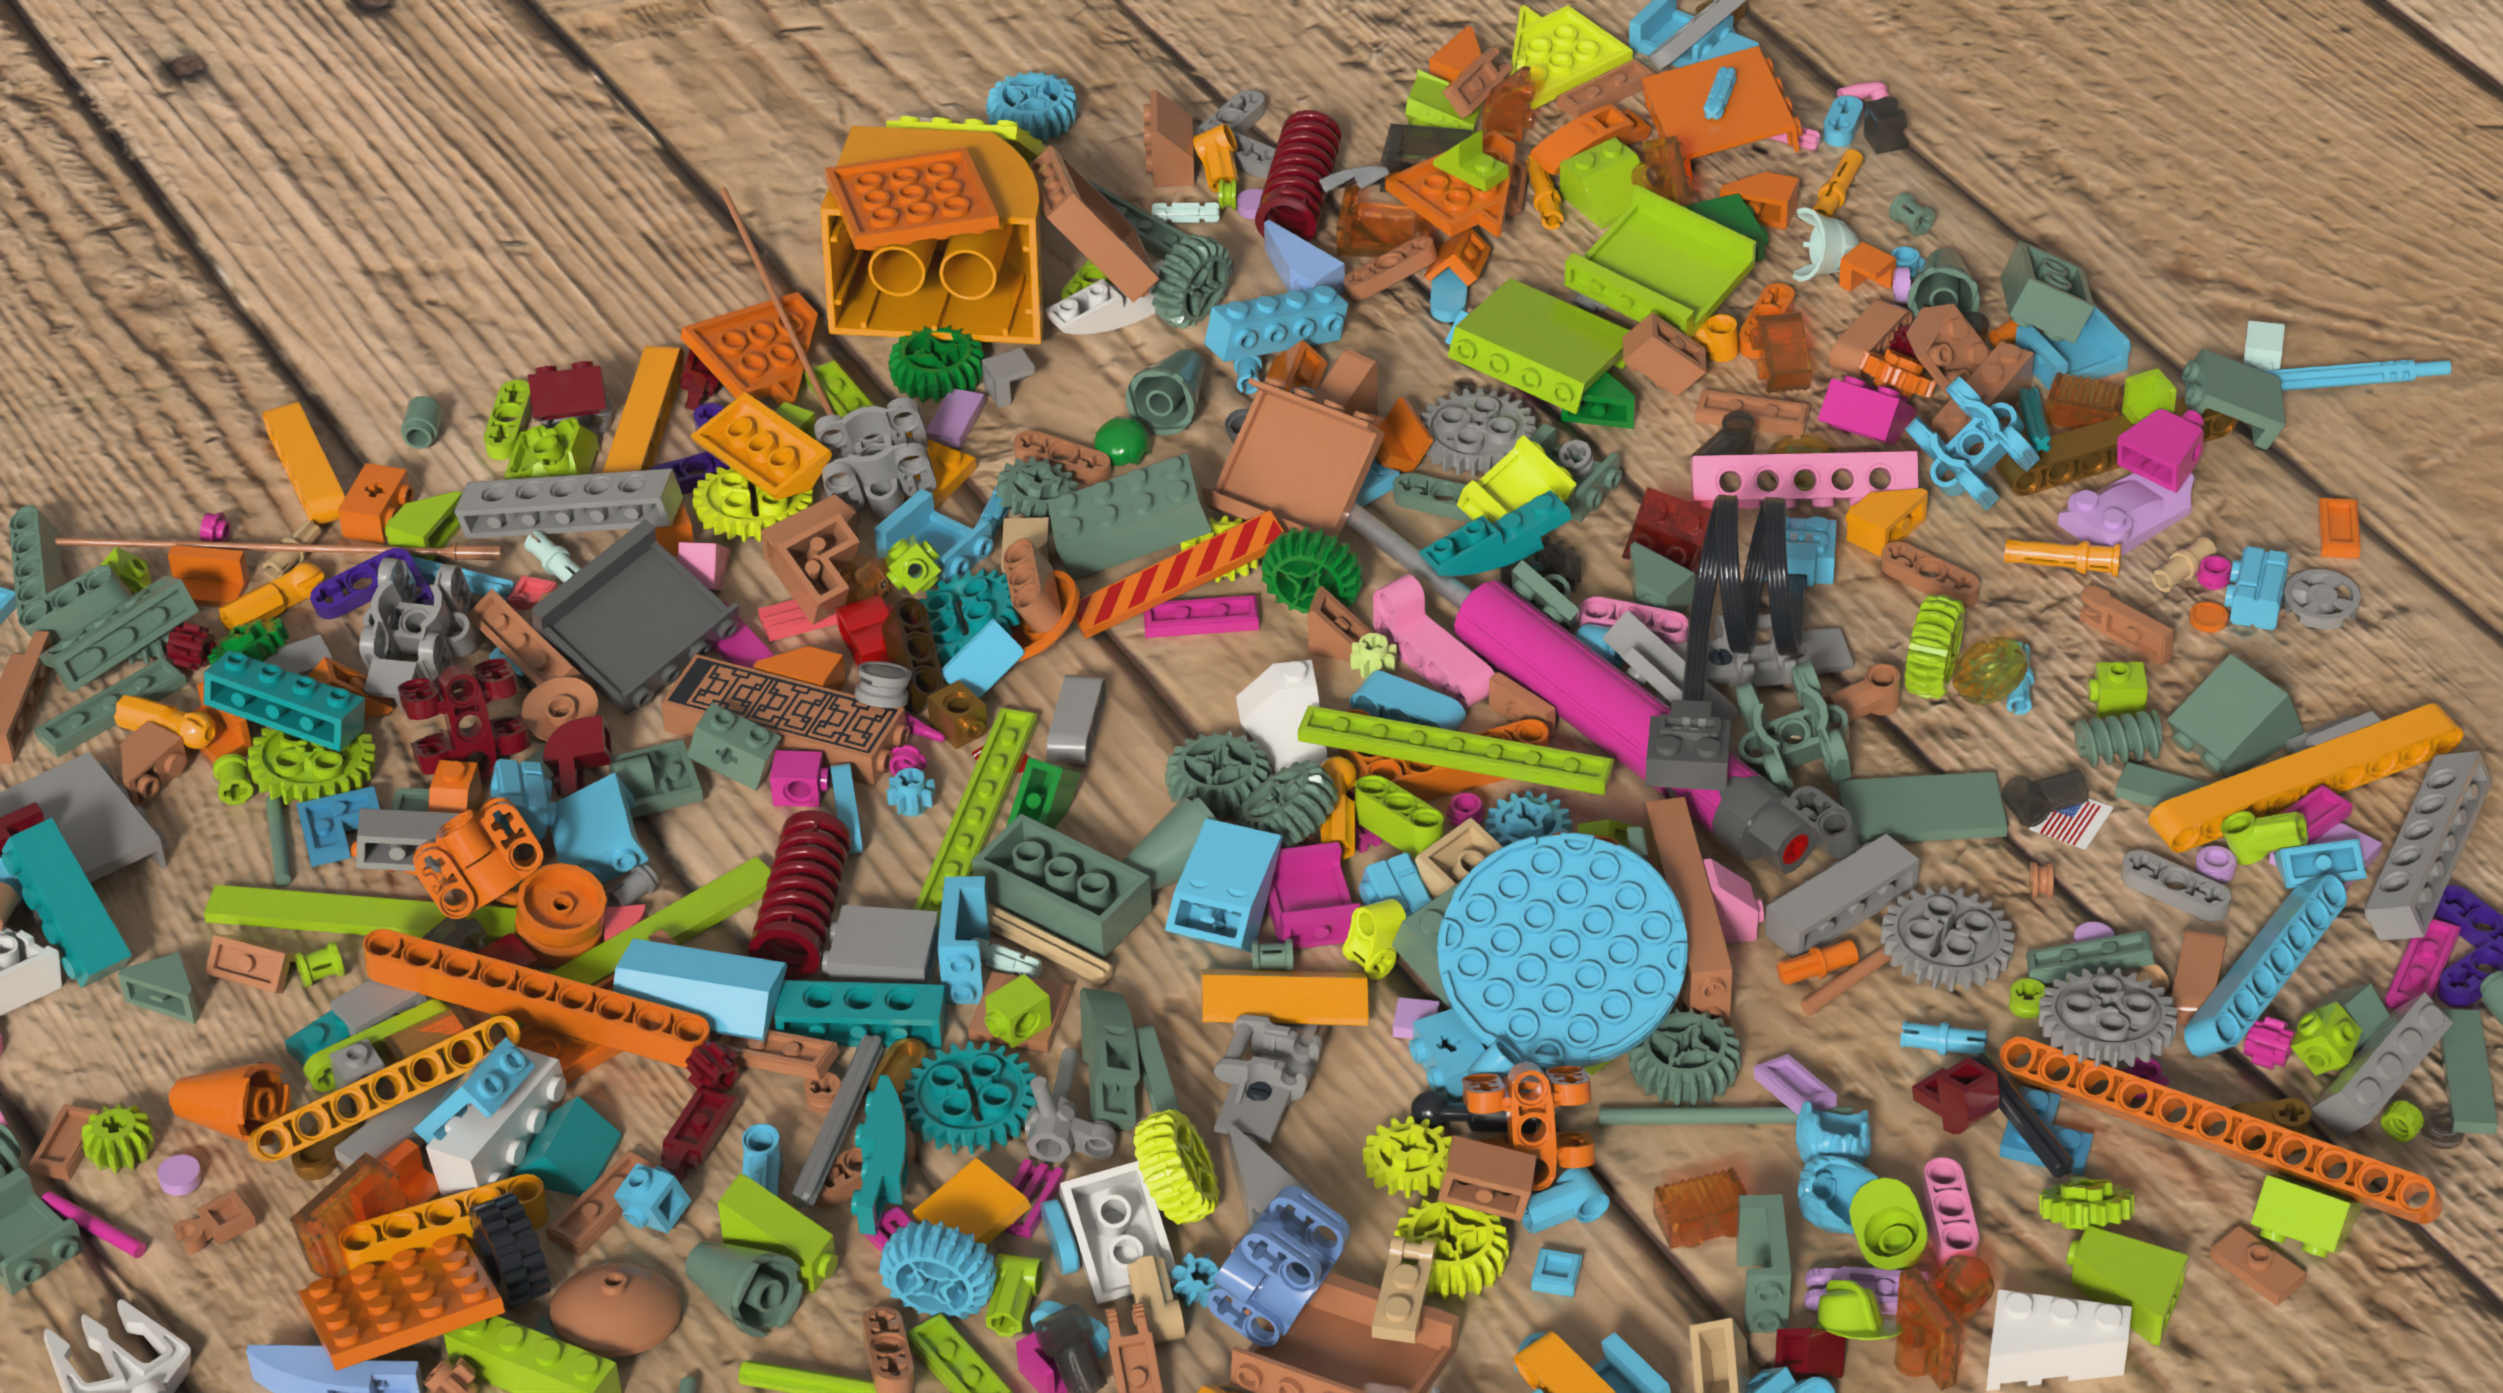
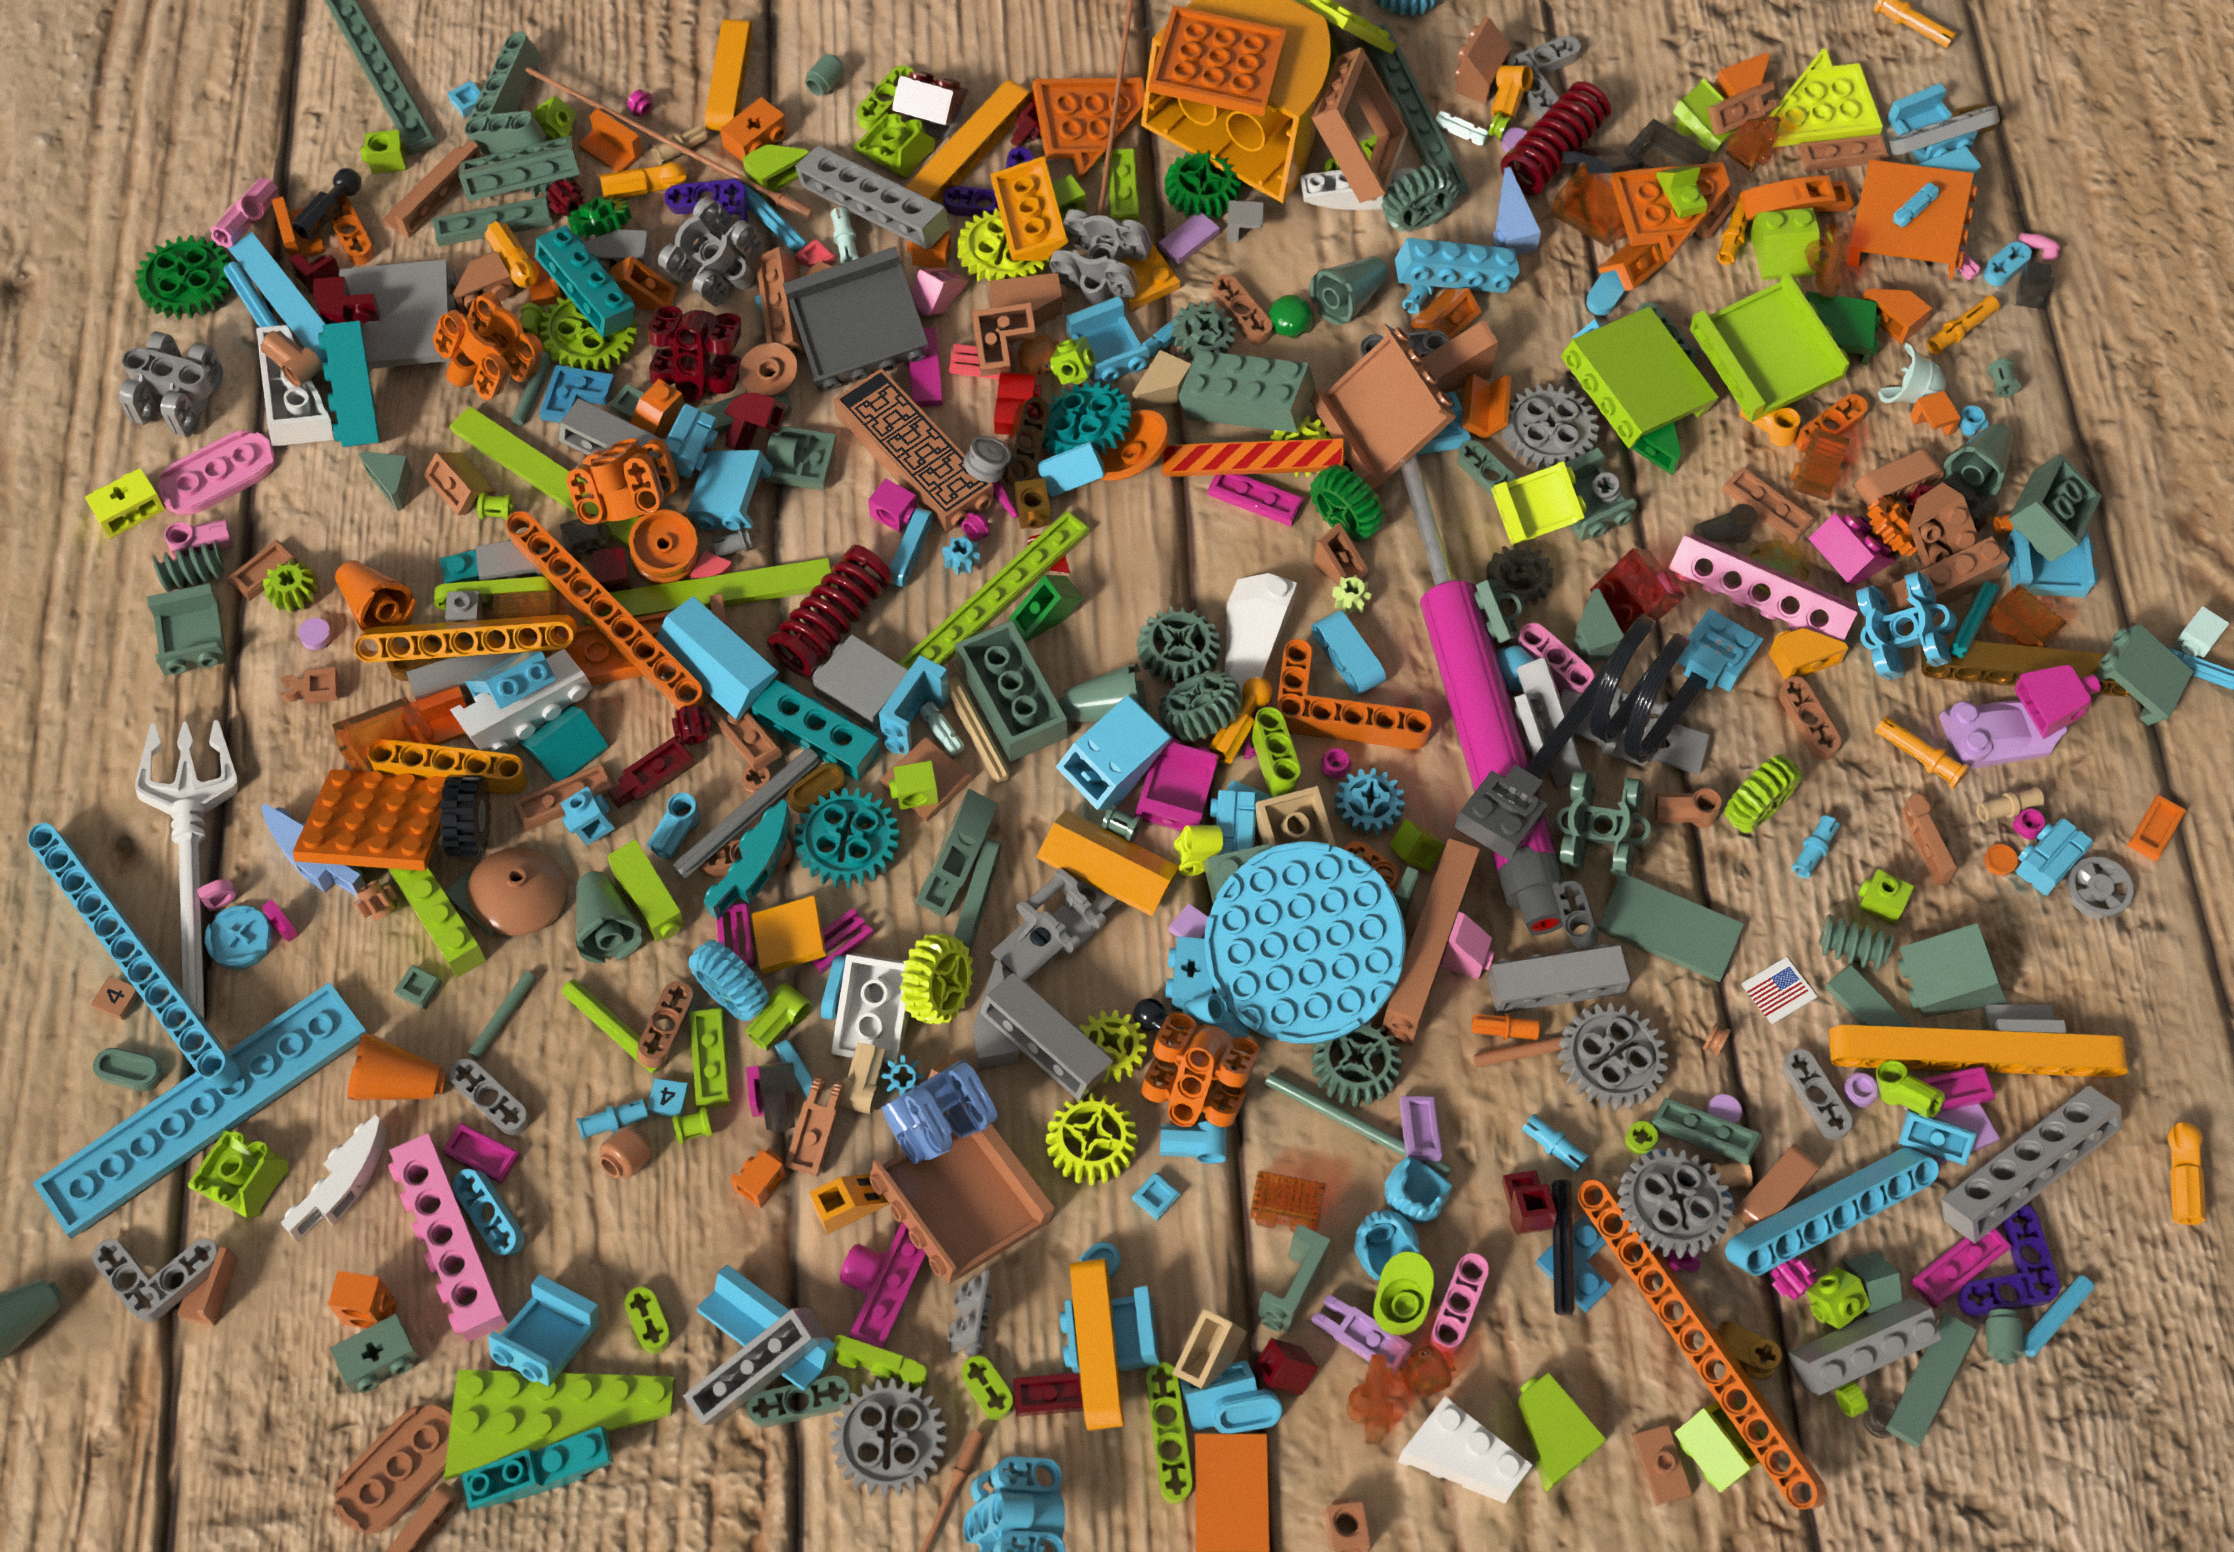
camera: 25 degrees right, 20 degrees up
(94, 1224) = (241, 646): dark pink bar -> none
(208, 807) = (486, 348): none -> orange piece
(387, 675) = (674, 292): light grey panel -> none
(733, 746) = (861, 459): sand green brick -> none
(807, 665) = (952, 416): orange slope -> none
(1032, 585) = (1135, 425): nougat beam -> none
(1055, 1124) = (886, 889): light grey piece -> none
(1076, 719) = (1111, 547): light grey beam -> none
(1339, 1160) = (1046, 1036): none -> light grey brick
(1390, 268) = (1559, 249): nougat beam -> none
(1403, 1290) = (1025, 1168): tan plate -> none
(1426, 645) = (1395, 607): bright pink beam -> none
(1456, 750) = (1352, 715): lime tile -> none
(1487, 1178) = (1137, 1107): nougat brick -> none
(1488, 546) = (1485, 544): teal slope -> none
(1519, 703) = (1430, 693): nougat plate -> none
(1664, 354) = (1725, 427): nougat brick -> none
(1853, 1313) = (1330, 1361): lime piece -> none
(1901, 284) = (1954, 440): lavender tile -> none
(1990, 671) = (1795, 832): clear yellow tile -> none
(2034, 800) = (1756, 965): clear smoke piece -> none
(2086, 1203) = (1563, 1350): lime gear -> none
(2146, 394) = (2070, 647): lime panel -> none

